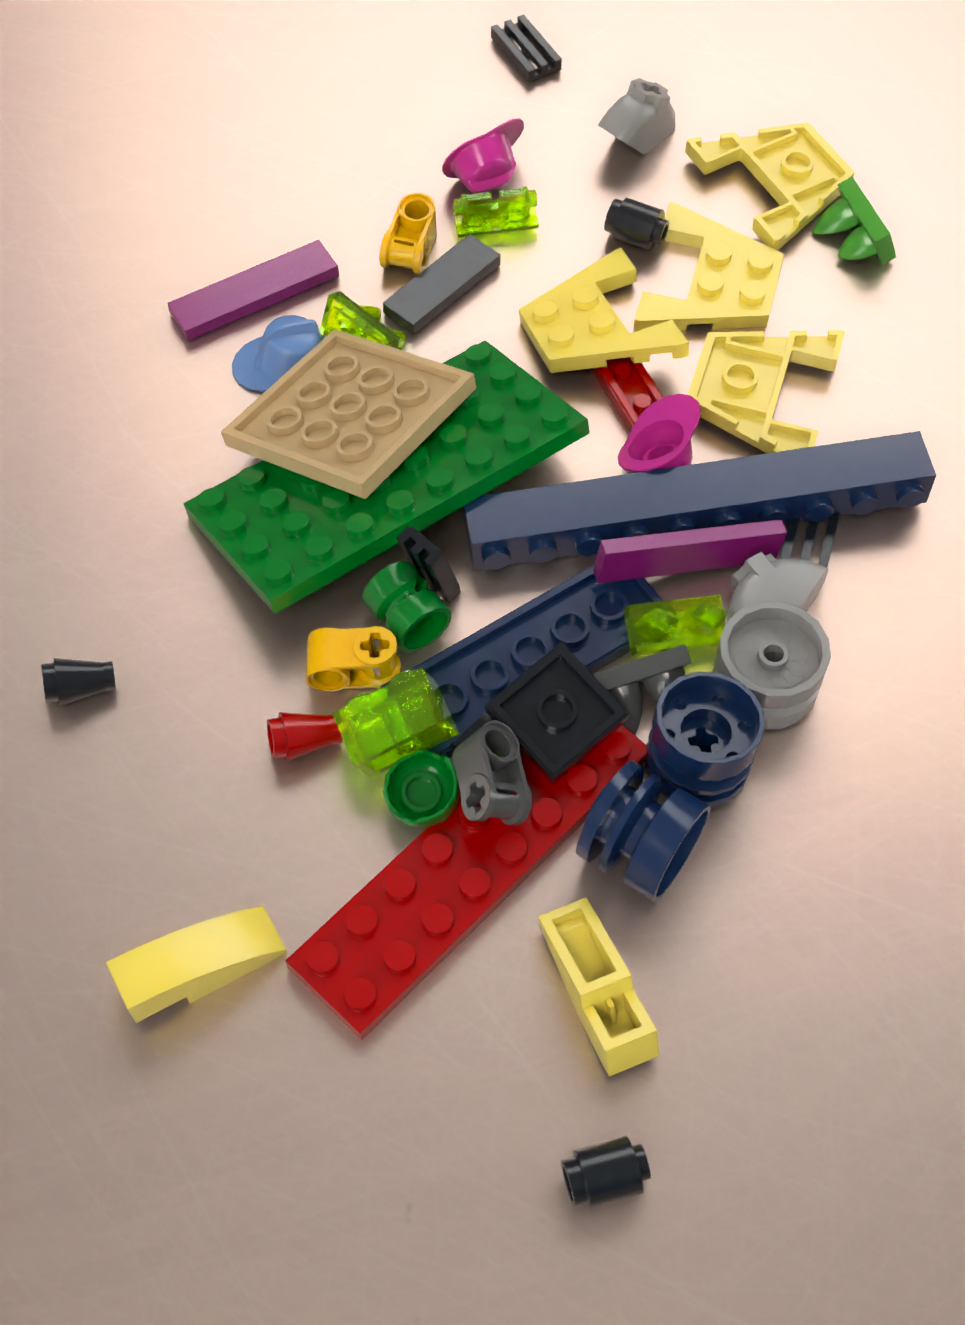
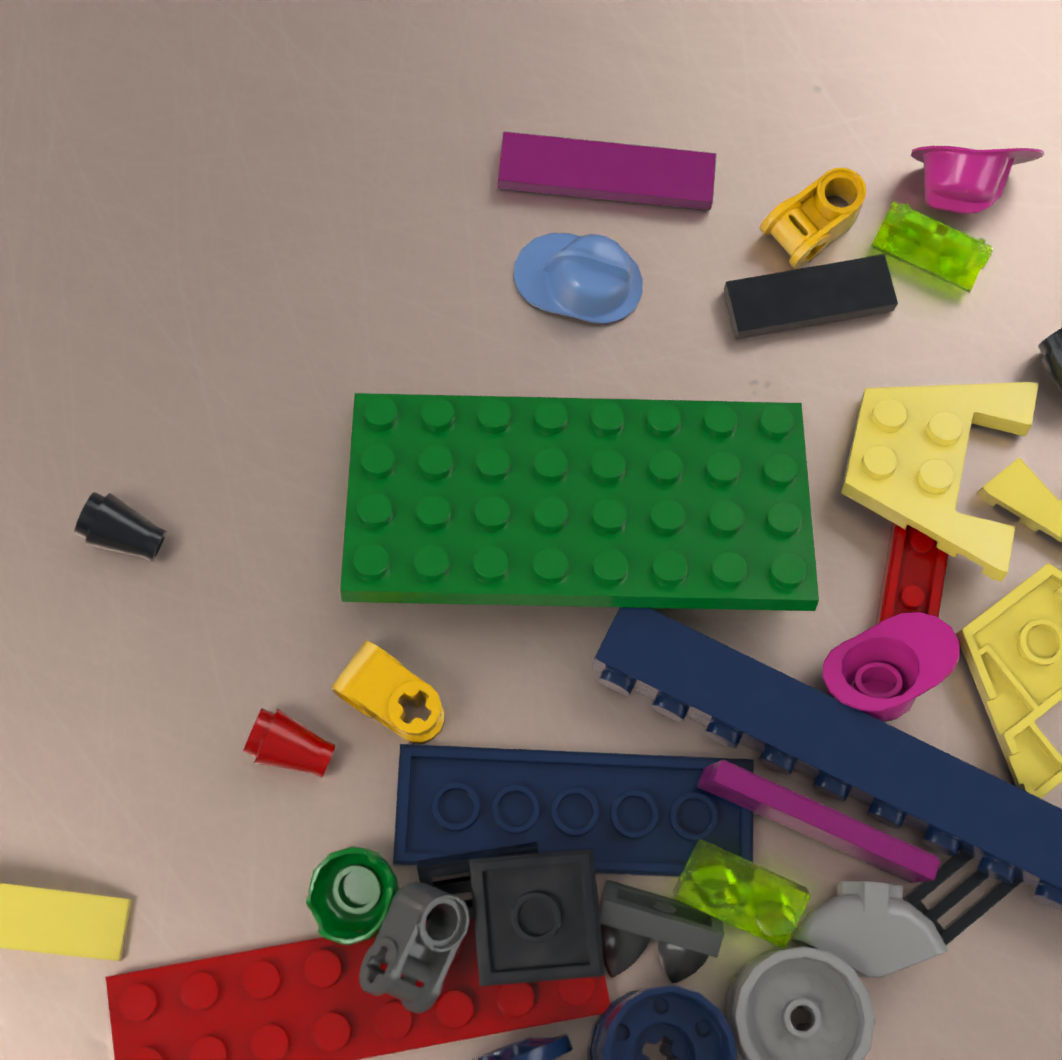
camera: 30 degrees right, 15 degrees up
(349, 412) = (584, 412): tan plate -> none
(358, 320) = (671, 296): clear neon green tile -> none
(394, 721) = (376, 805): clear neon green brick -> none
(408, 607) = (483, 677): green wheel -> none
(429, 562) = (541, 663): black tile -> none

